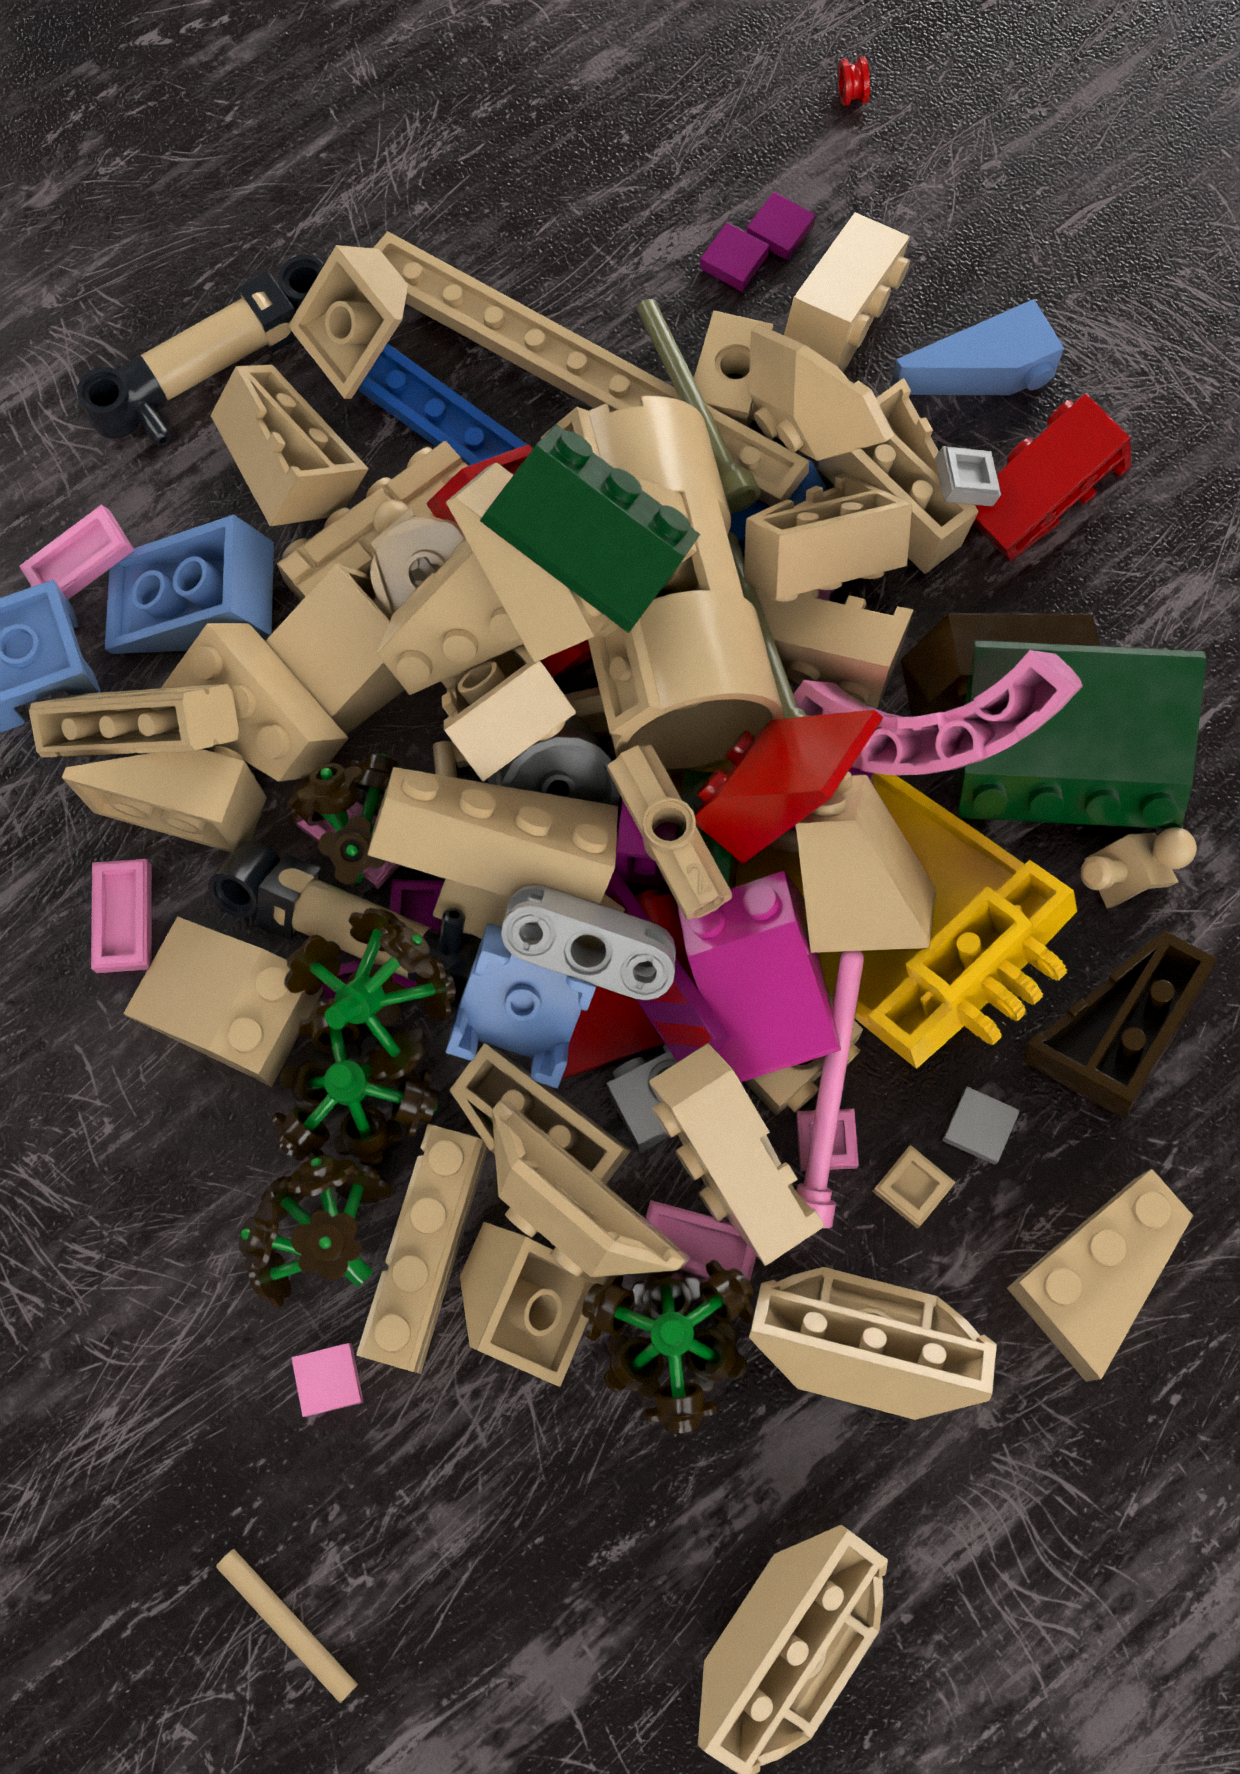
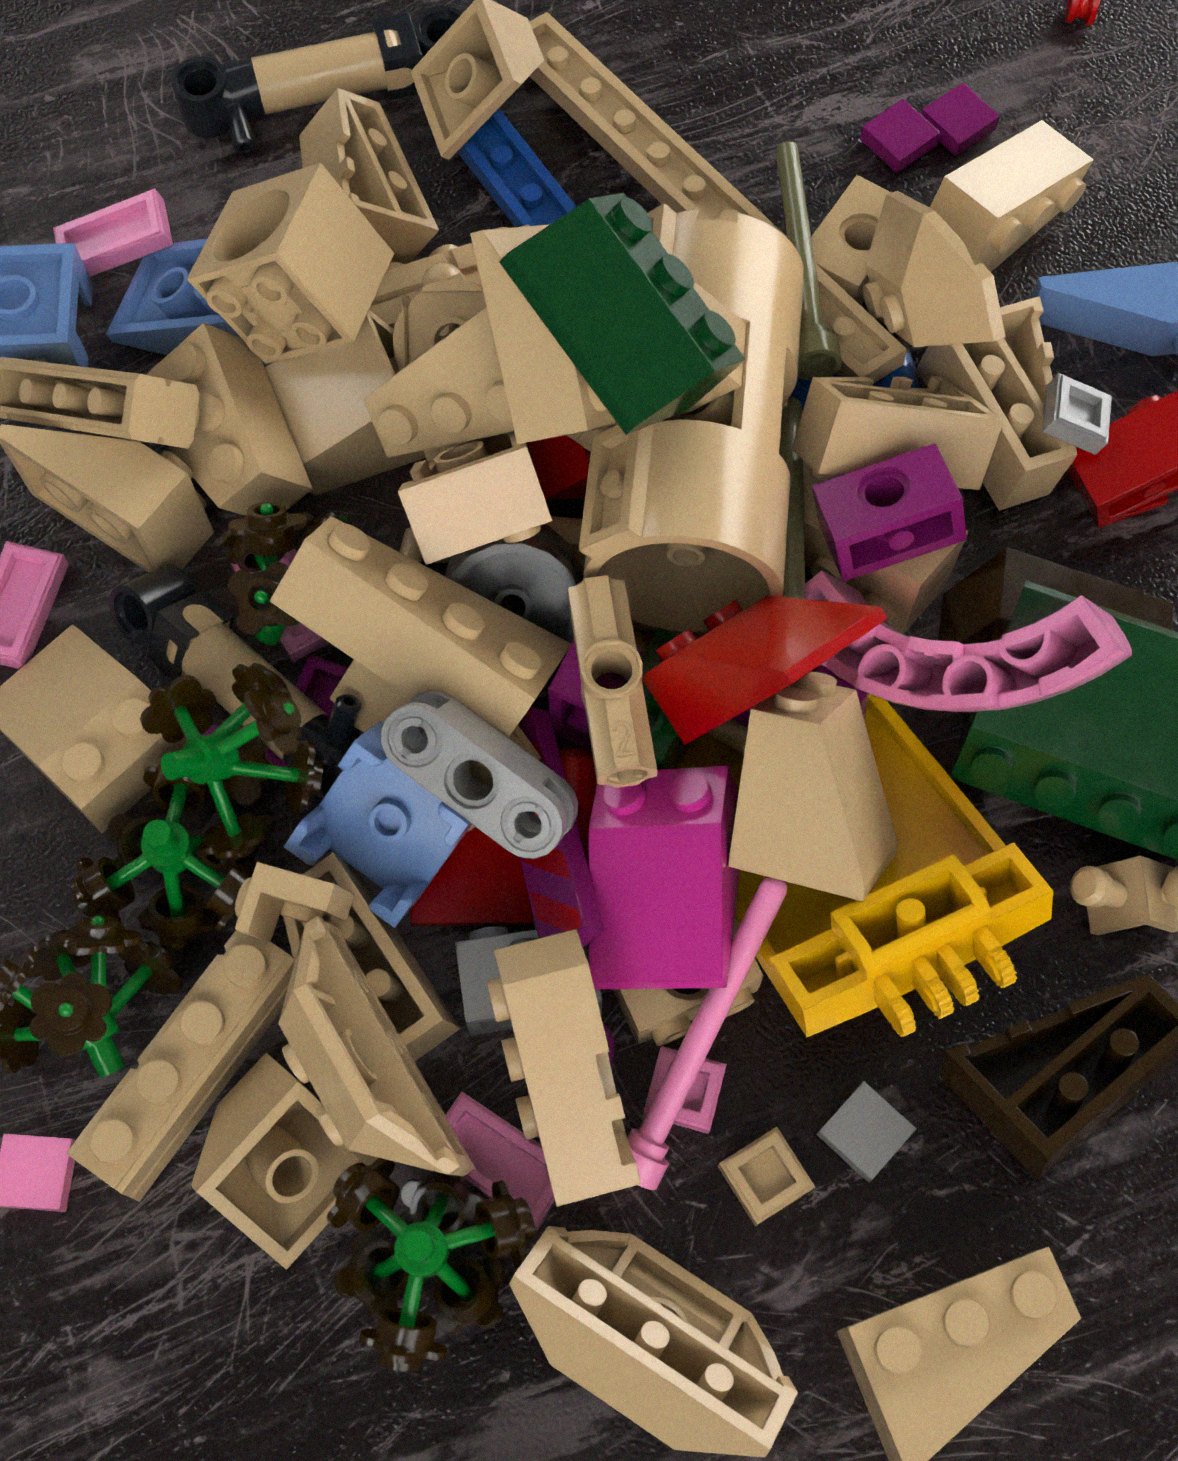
camera: 15 degrees right, 5 degrees down
(266, 549) = (292, 265): none -> tan brick
(478, 1091) = (288, 894): none -> tan bracket
(832, 641) = (890, 512): none -> magenta brick

